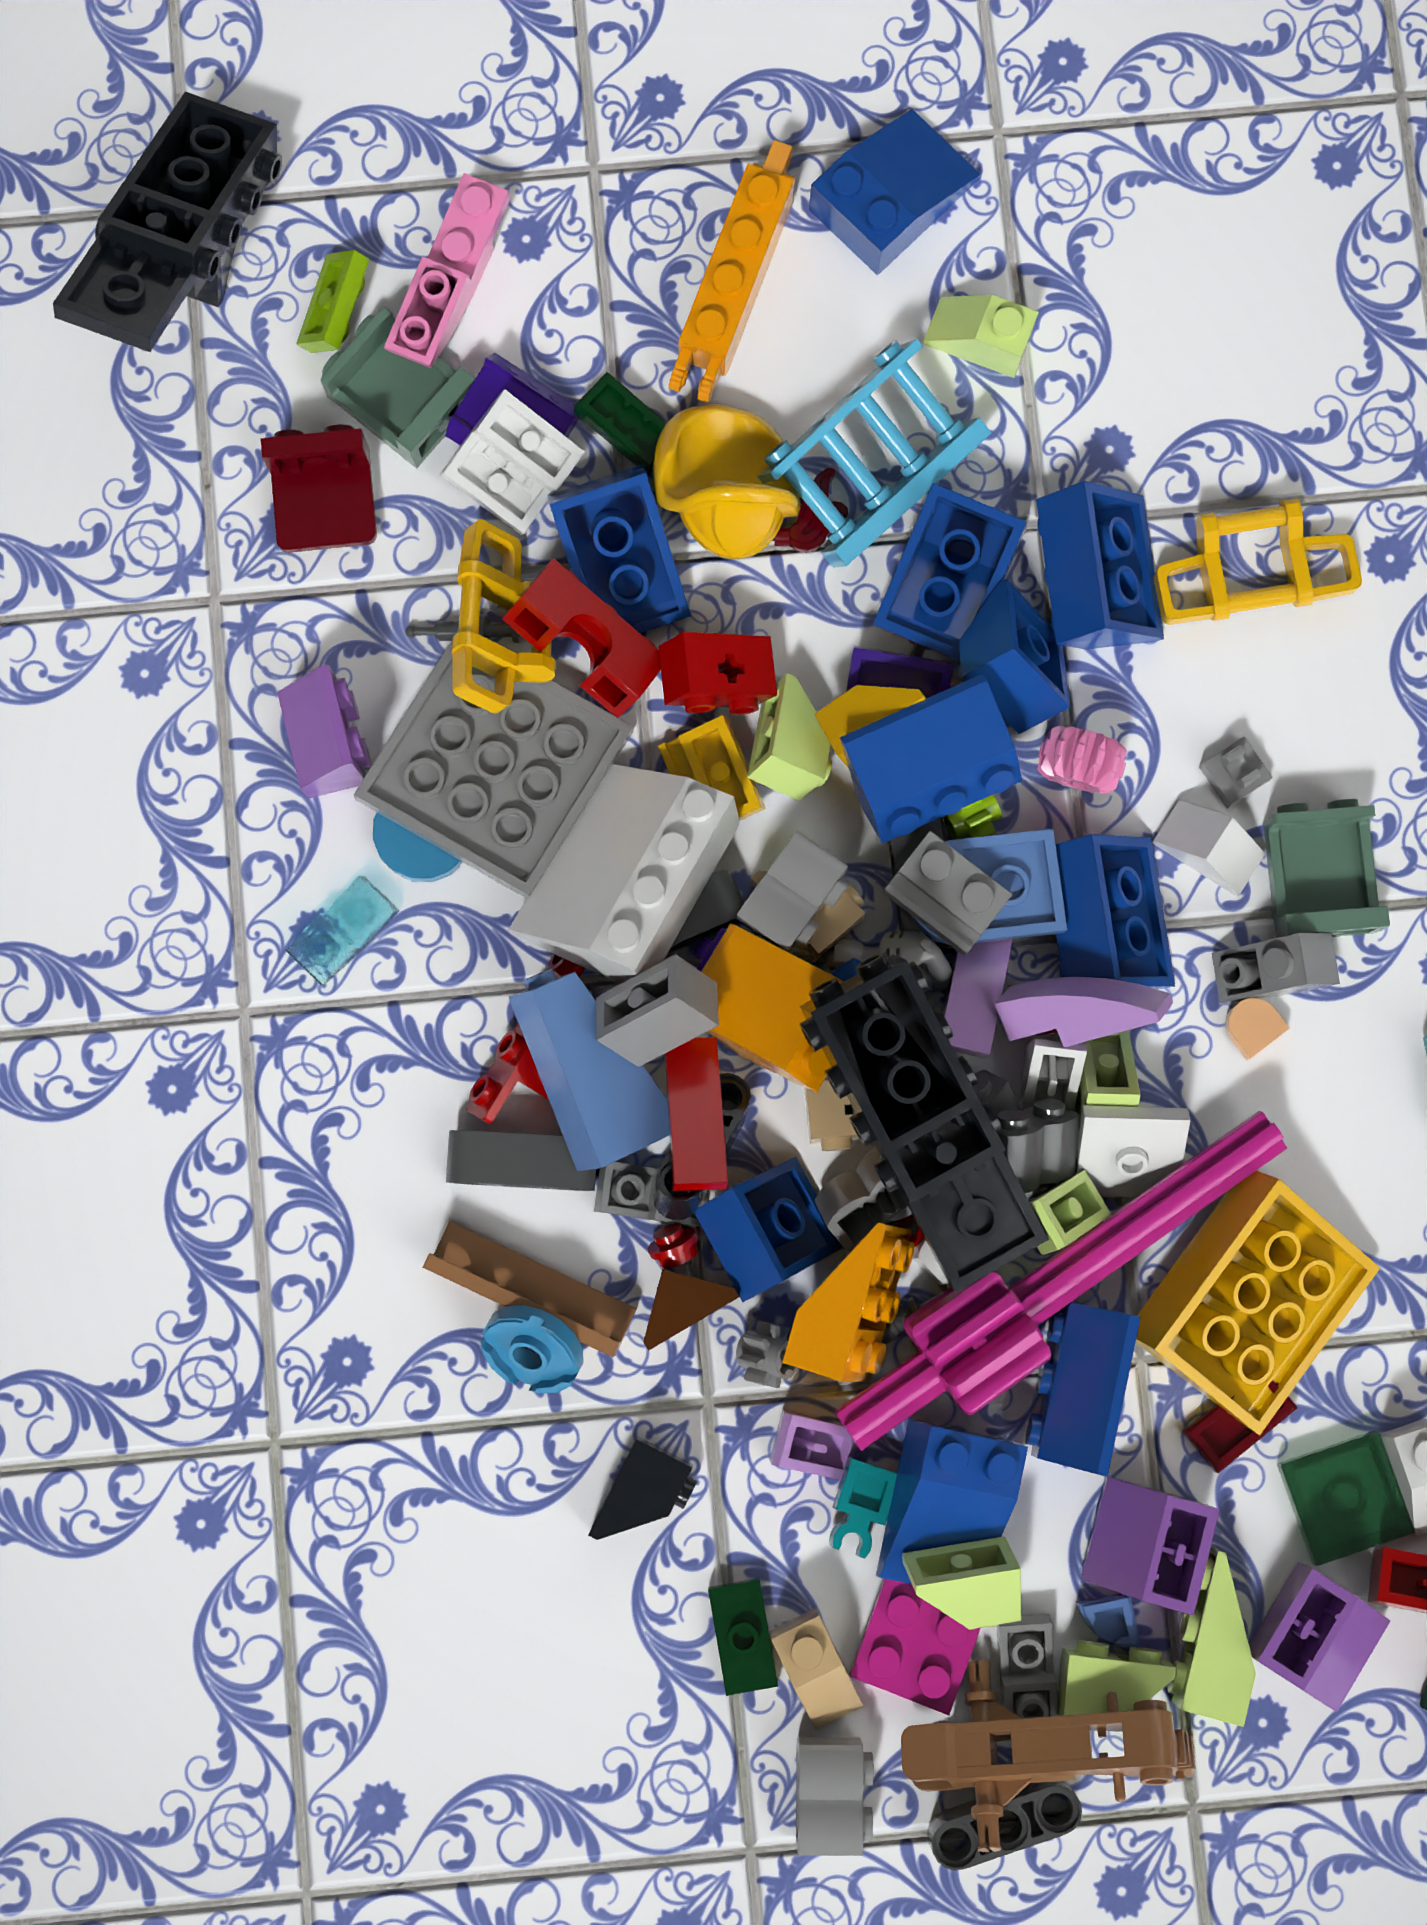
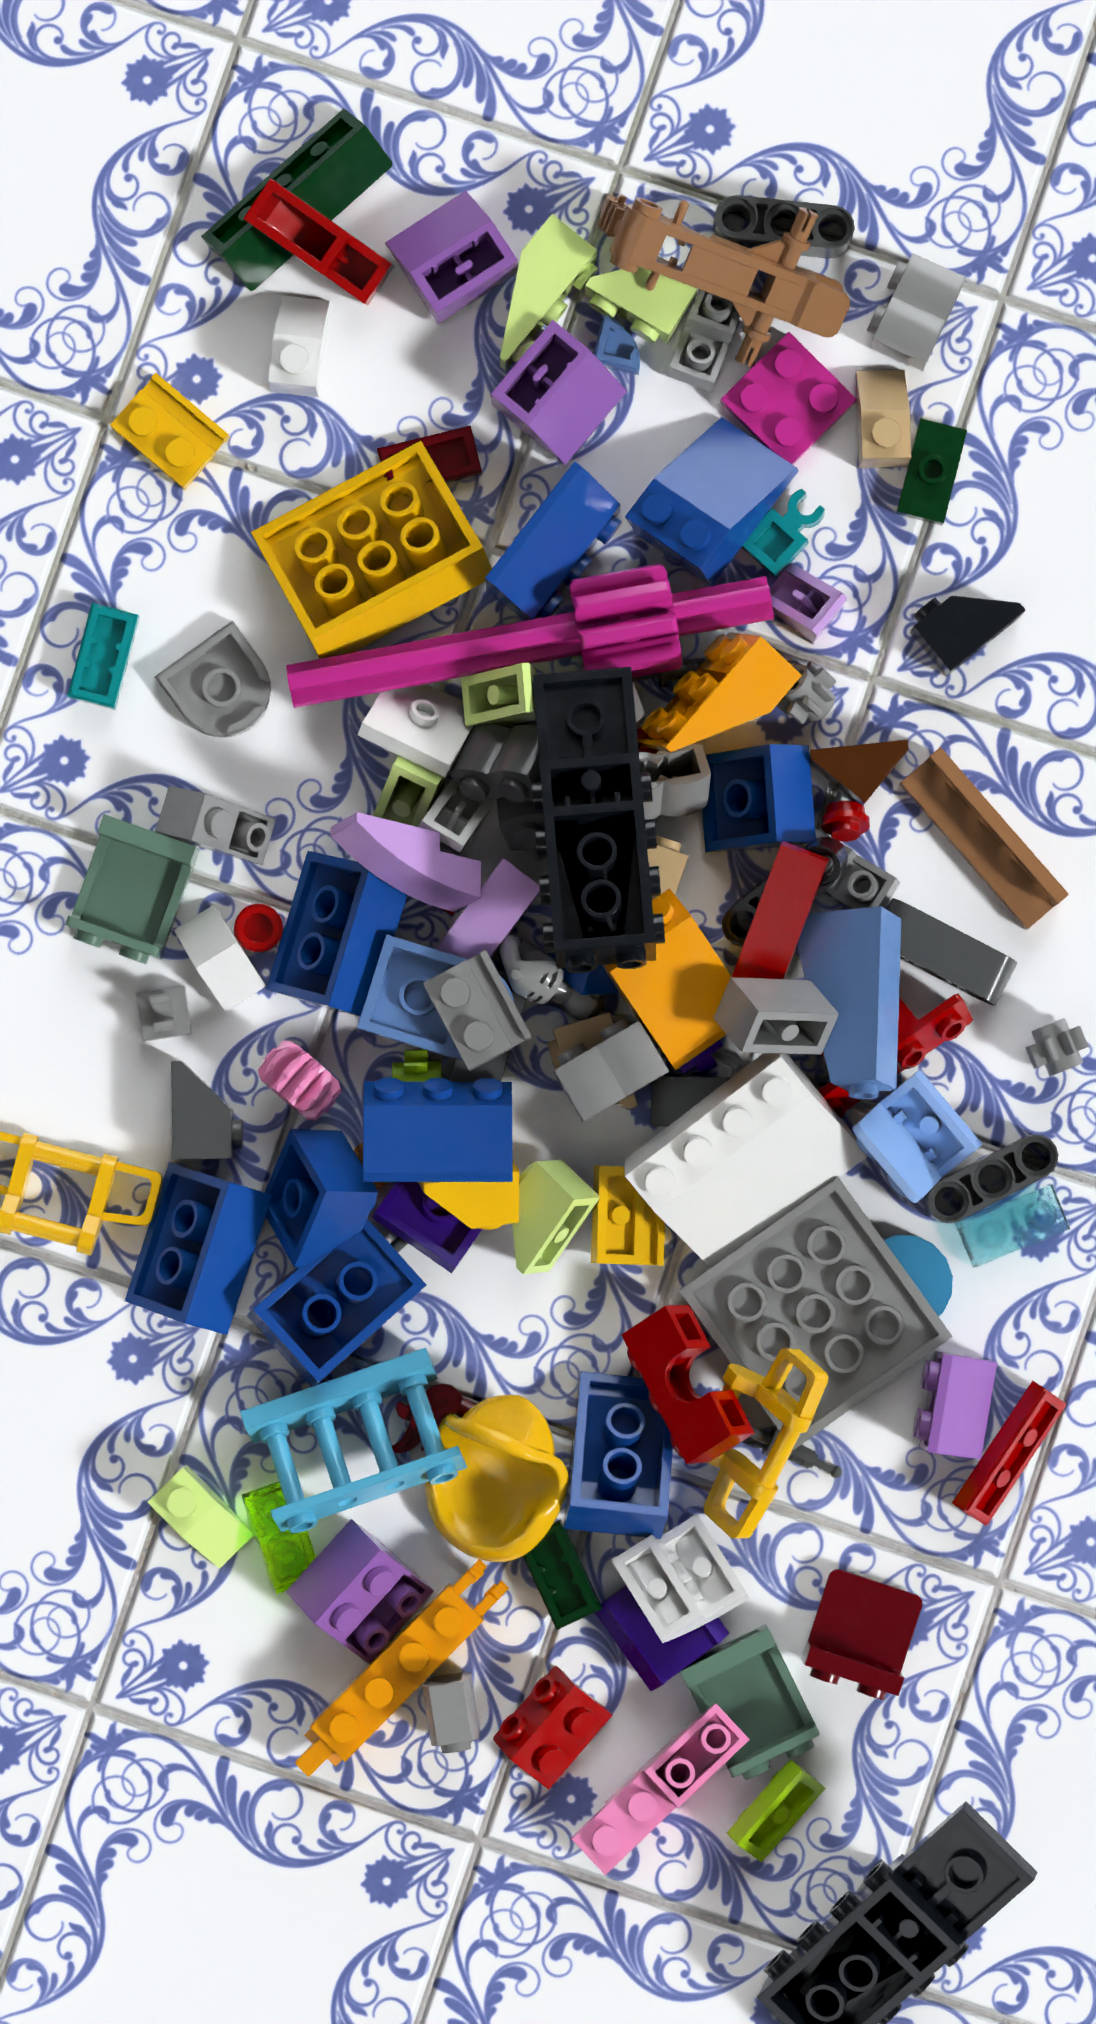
camera: 155 degrees left, 5 degrees up
(253, 715) = (1009, 1453): none -> red tile
(371, 1117) = (1057, 1047): none -> light grey gear
(385, 937) = (1014, 1174): none -> dark grey beam
(472, 965) = (915, 1137): none -> light blue bracket
(524, 1326) = (1004, 785): dark azure tile -> none
(572, 286) = (551, 1727): none -> red bracket
(670, 252) = (451, 1711): none -> light grey brick
(717, 672) = (559, 1297): red brick -> none
(805, 327) = (359, 1591): none -> medium lavender slope
(883, 323) = (283, 1553): none -> clear neon green slope
(890, 189) = (214, 1690): blue slope -> none
(969, 1581) = (725, 430): yellowish green slope -> none
(1156, 687) = (201, 1119): none -> dark grey slope
(1186, 891) = (258, 928): none -> red tile
(1253, 1026) = (257, 784): light nougat tile -> none
(1336, 1107) = (219, 684): none -> light grey tile
(1345, 1498) = (372, 357): clear green tile -> none

